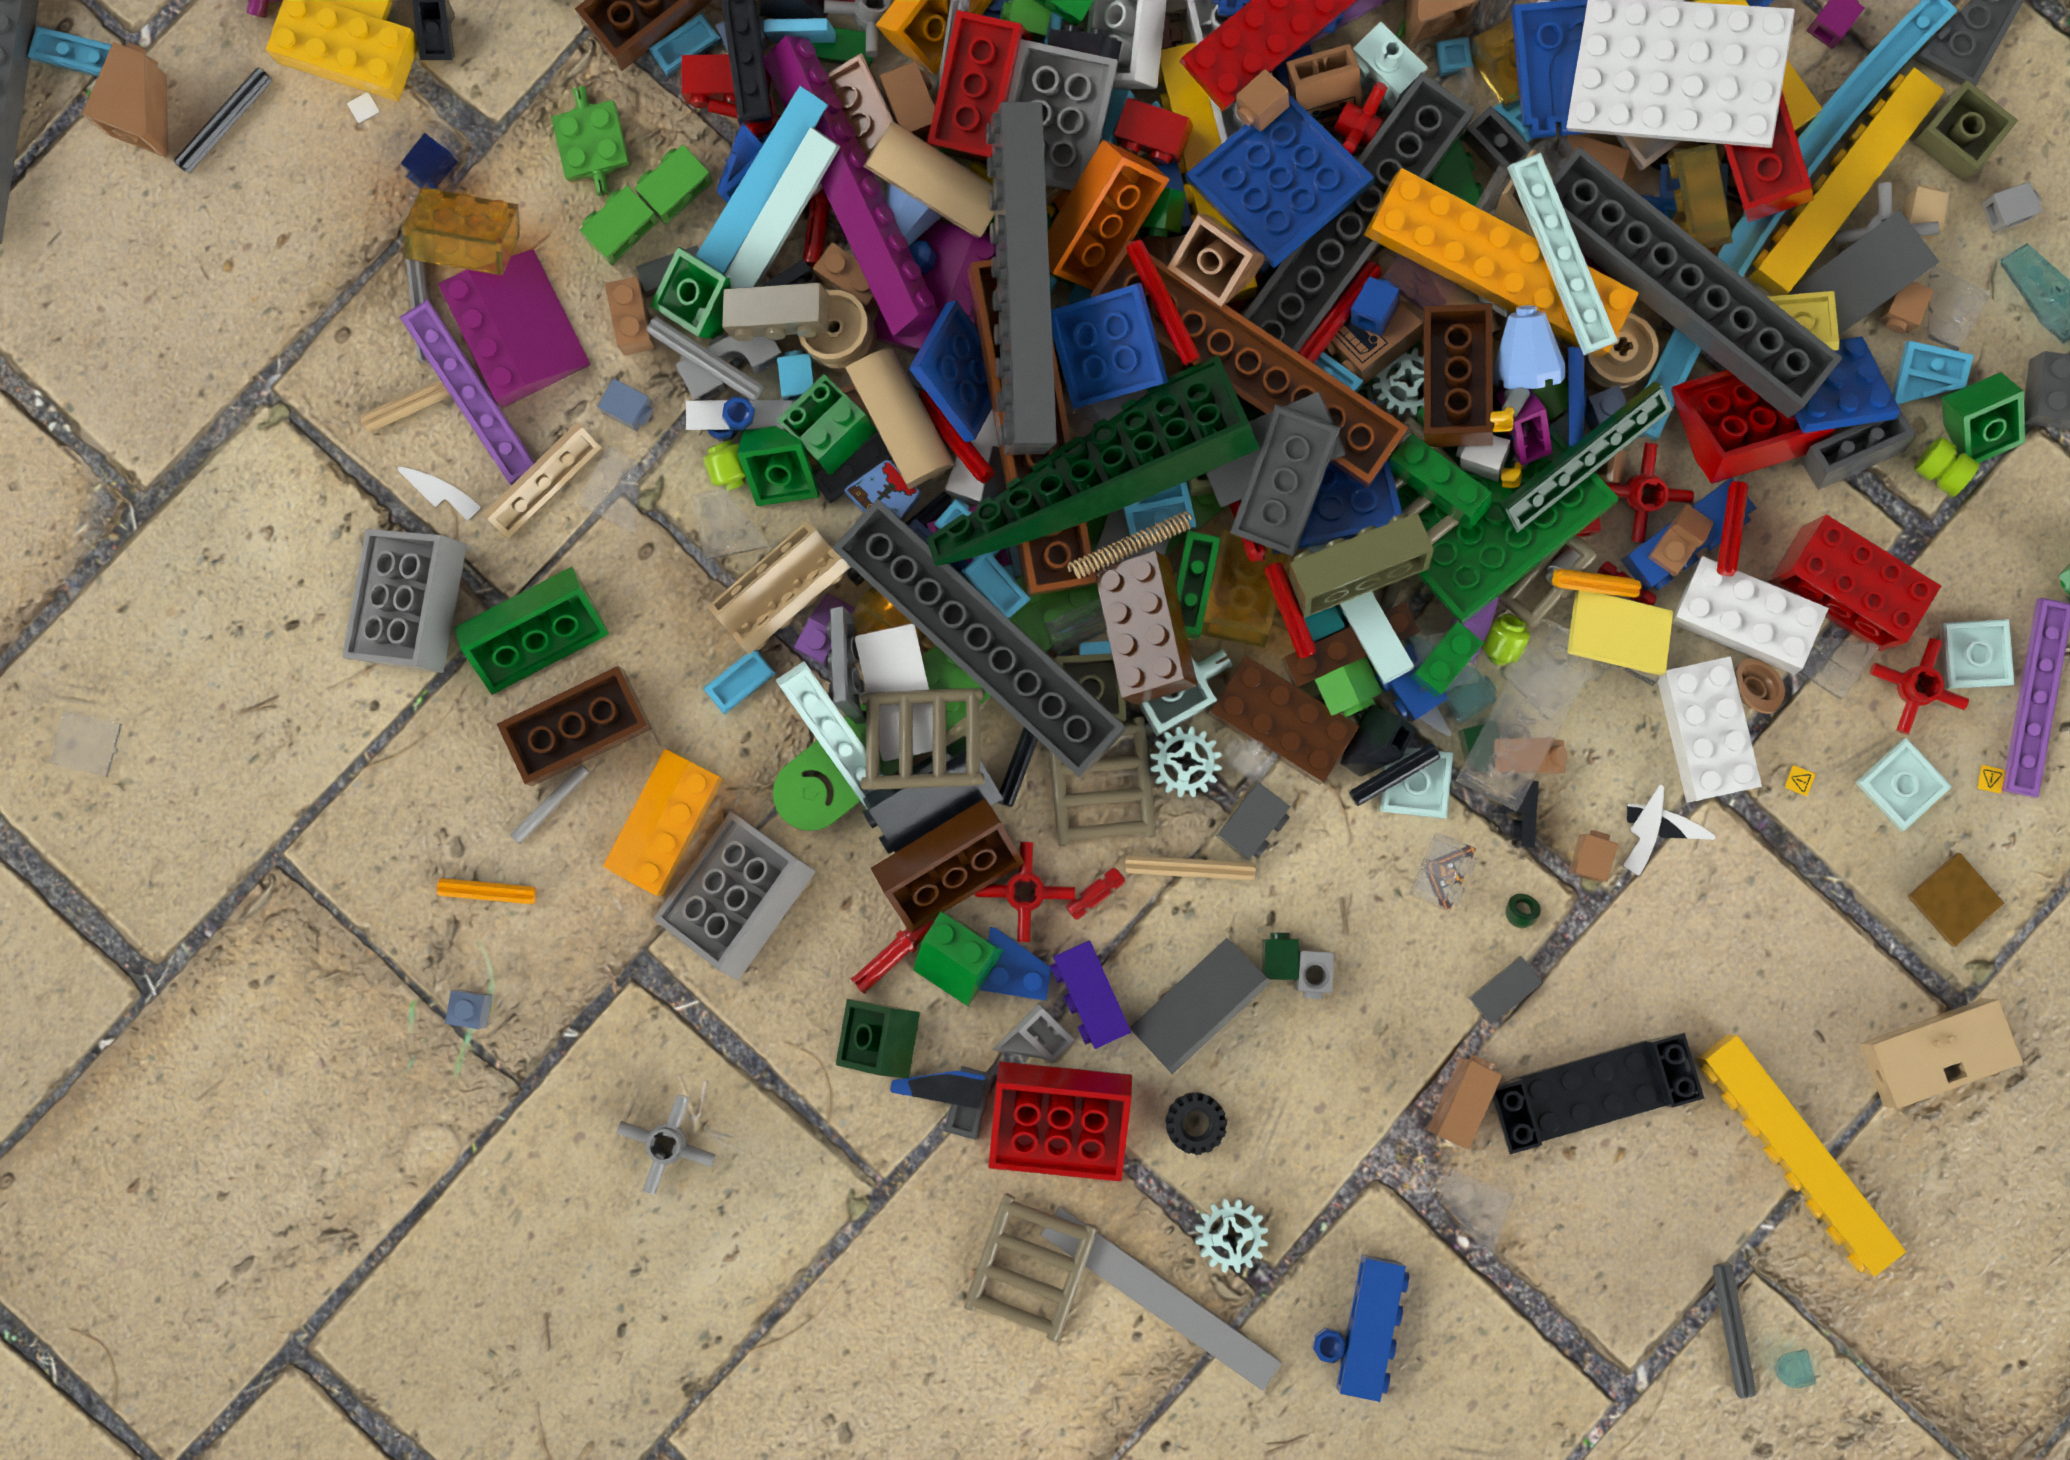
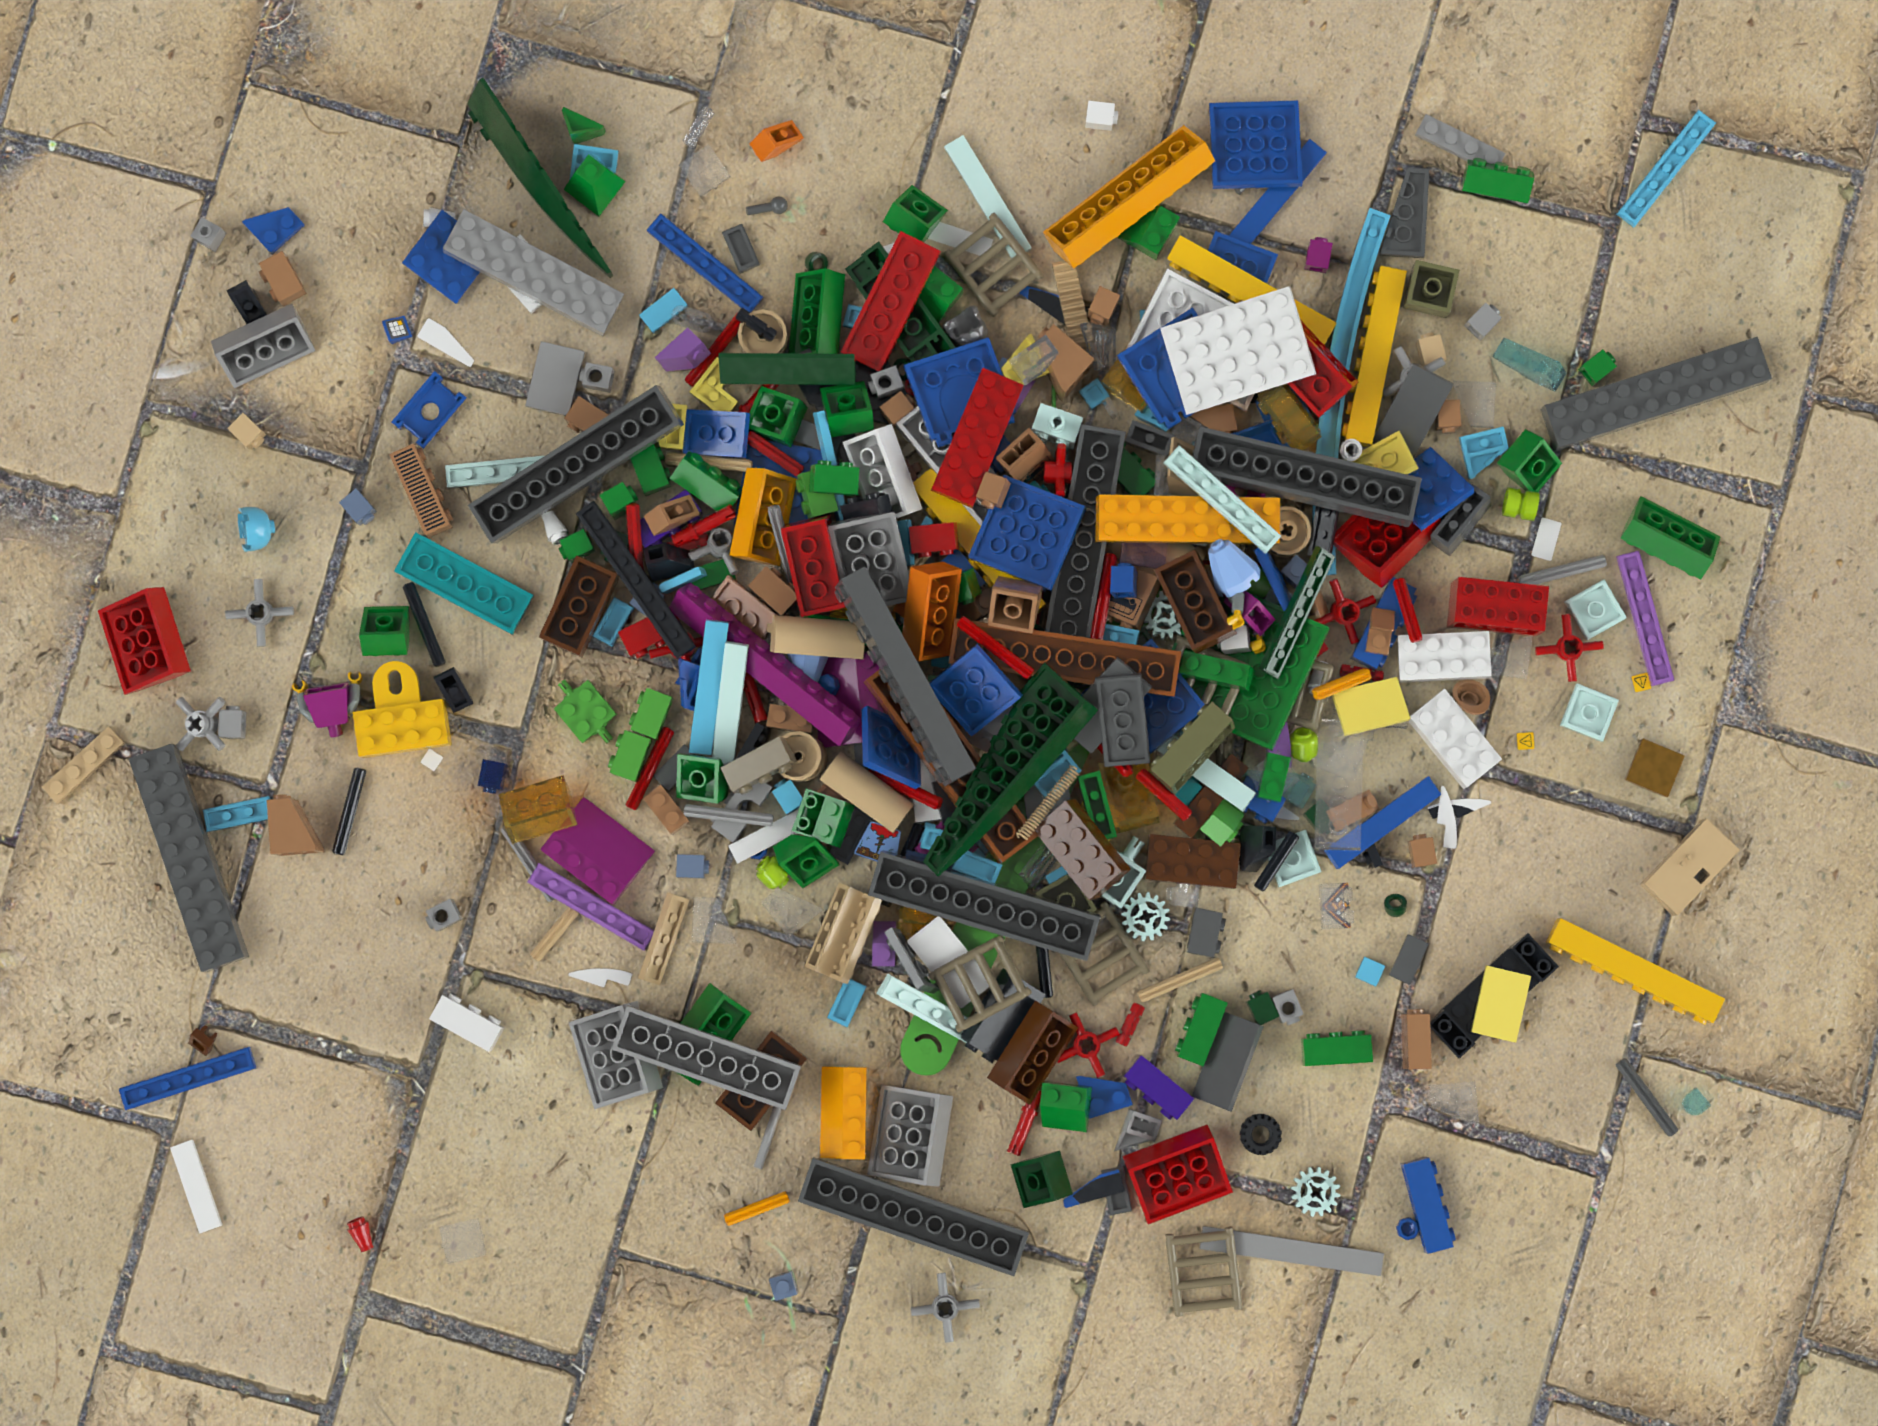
camera: 20 degrees left, 0 degrees up
(233, 462) = (467, 1022): none -> white brick
(285, 319) = (453, 915): none -> light grey brick
(511, 655) = (706, 1057): none -> light grey brick
(637, 253) = (650, 768): none -> red axle
(683, 1002) = (913, 1216): none -> dark grey brick
(738, 413) = (765, 838): blue tile -> none
(1185, 945) = (1201, 1029): none -> green brick
(1352, 1060) = (1336, 1049): none -> green brick
(1446, 980) = (1369, 971): none -> medium azure tile
(1569, 792) = (1388, 819): none -> blue tile
(1601, 1109) = (1500, 1004): none -> light yellow tile
(1674, 366) = (1323, 529): none -> black tile
(1762, 280) = (1354, 452): none -> white cone
(1955, 531) = (1546, 539): none -> white sticker
(1972, 585) = (1563, 570): none -> light grey axle

